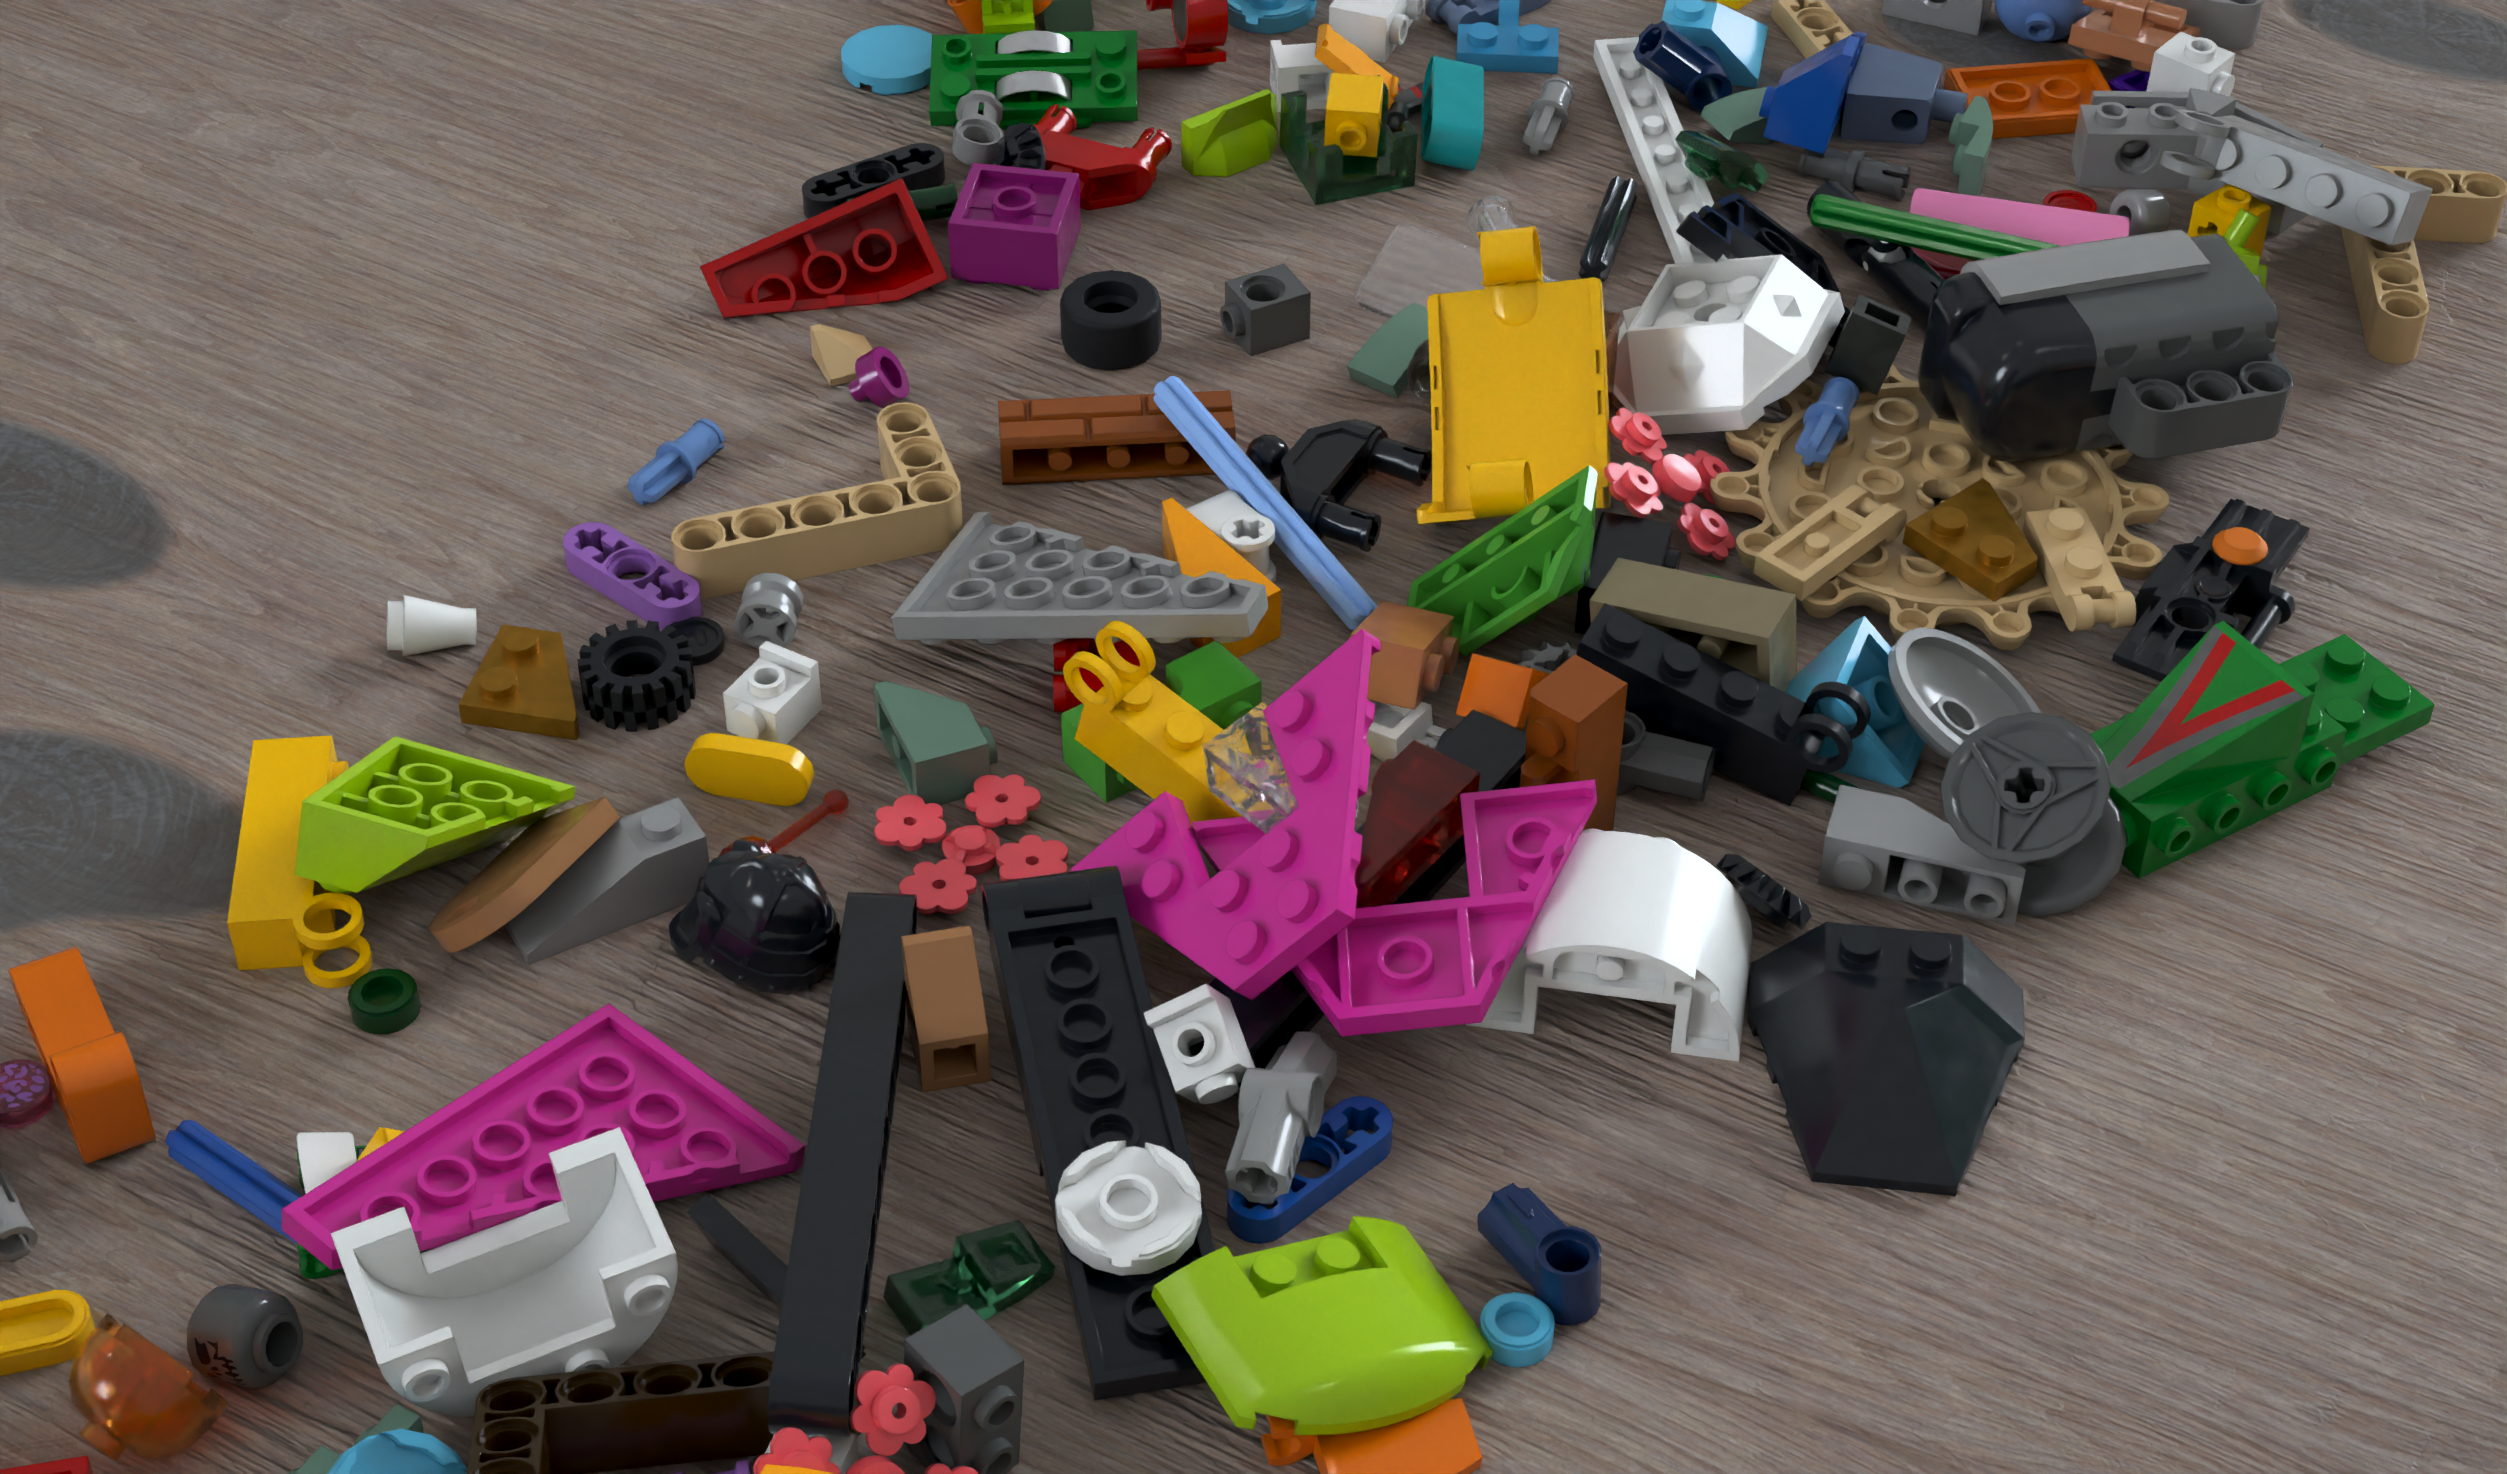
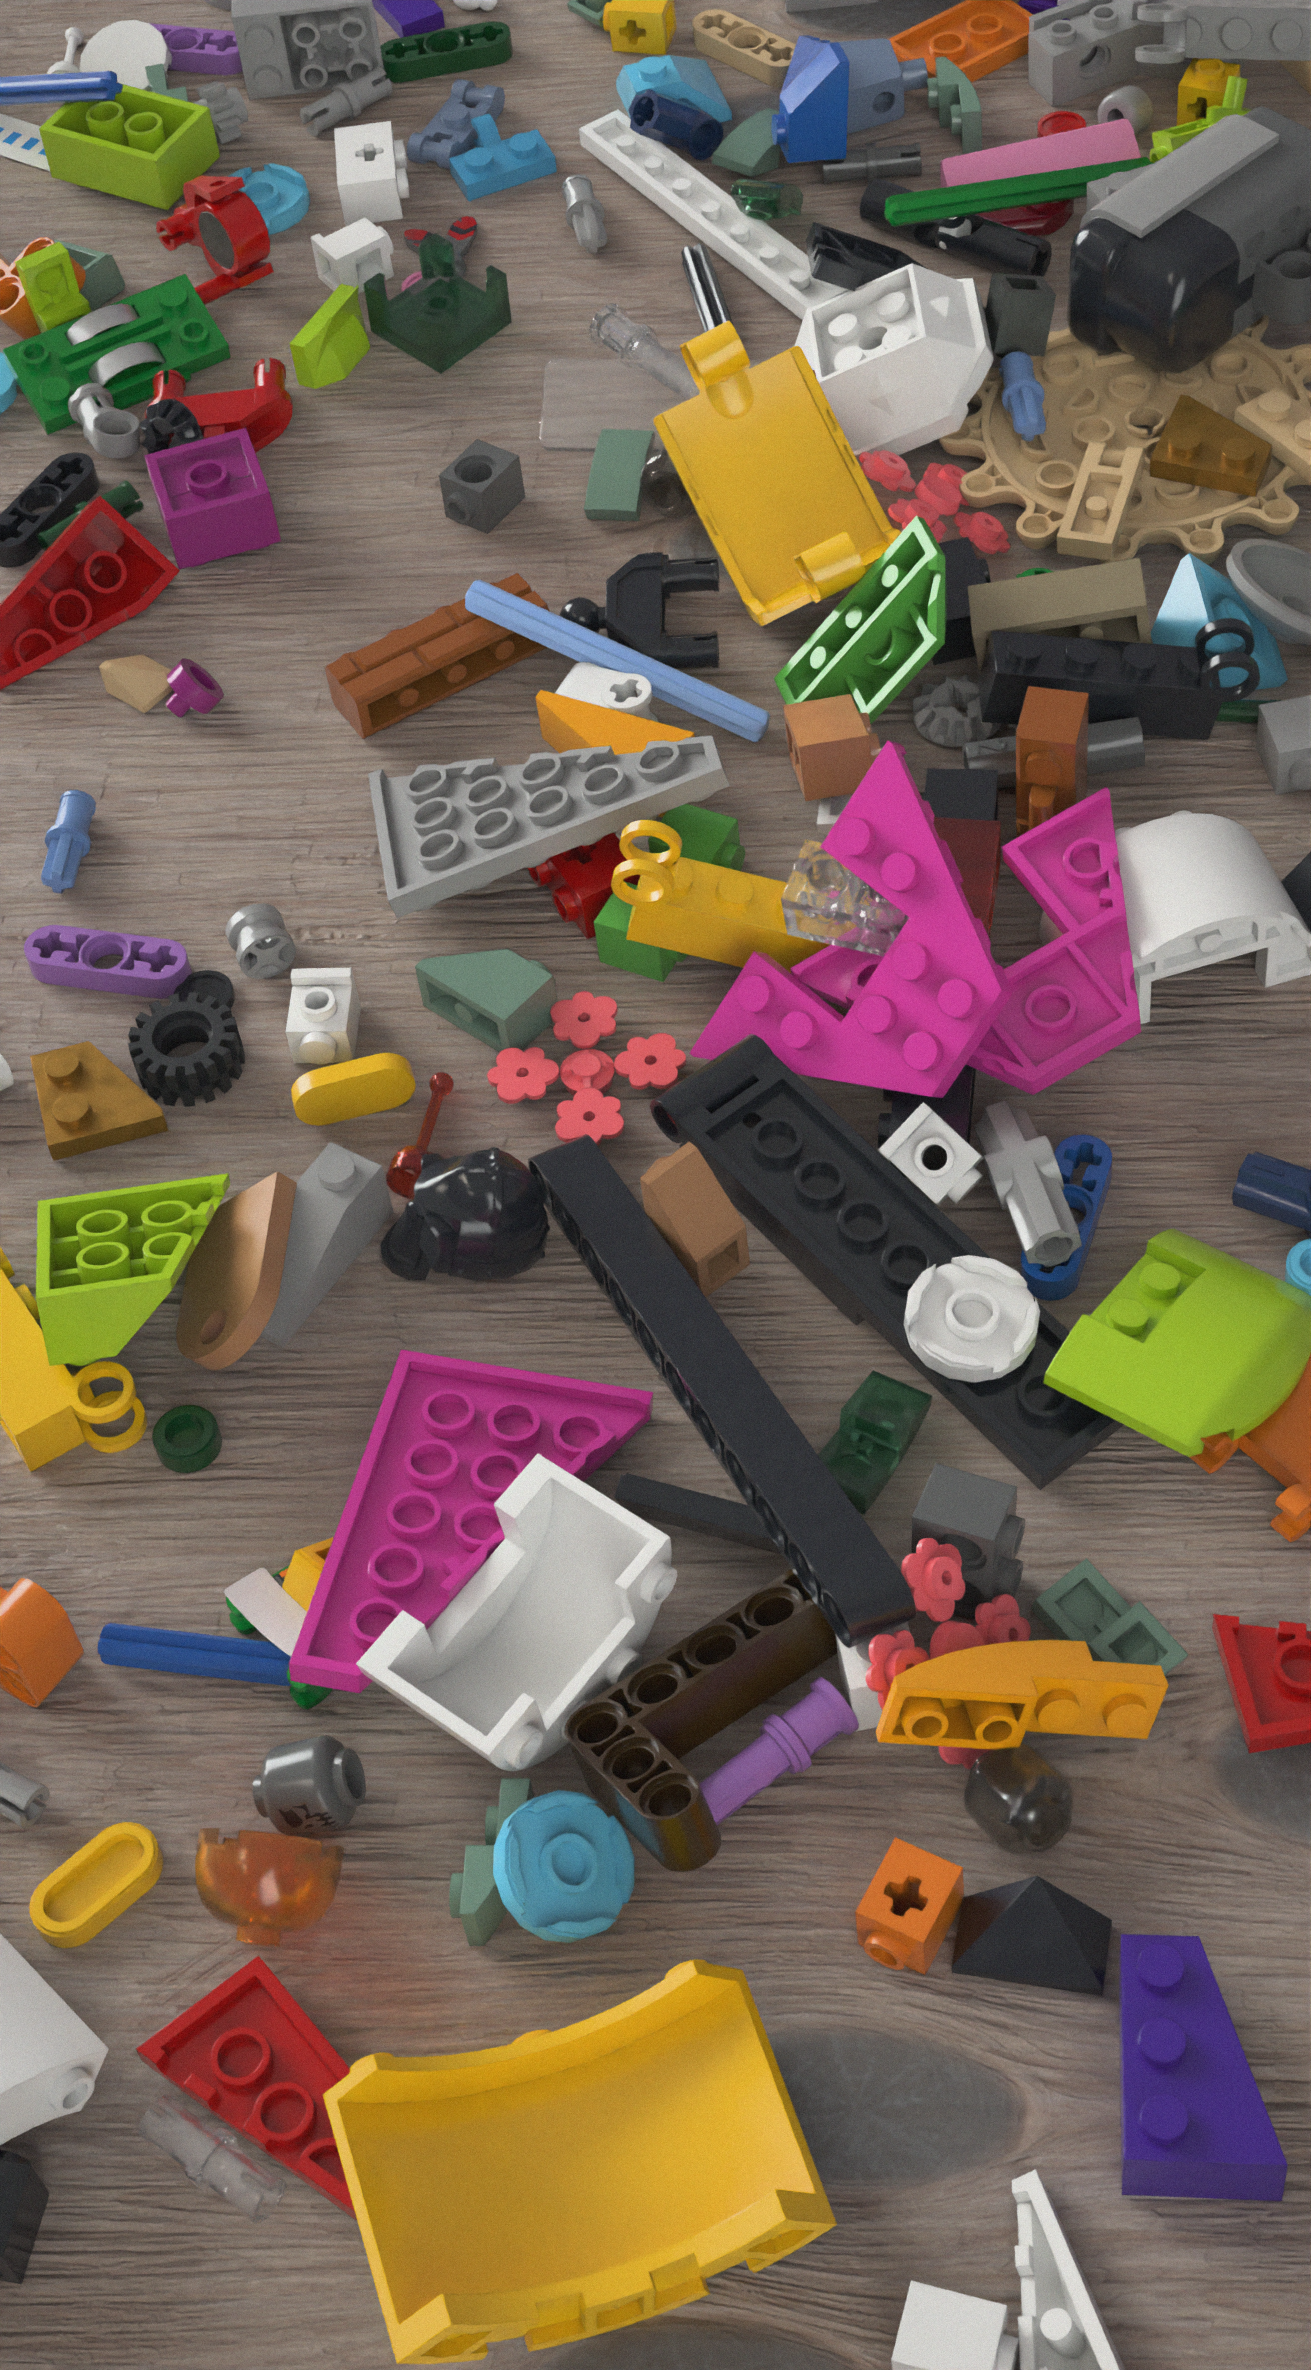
camera: 20 degrees left, 10 degrees up
(838, 529) = (309, 803): tan beam -> none
(1110, 320) = (355, 550): black tyre -> none
(1348, 59) = (390, 228): light orange piece -> none
(1354, 113) = (437, 276): yellow brick -> none
(1452, 113) = (508, 240): teal beam -> none
(1498, 690) = (940, 741): orange panel -> none
(1764, 893) = (1262, 822): black gear -> none

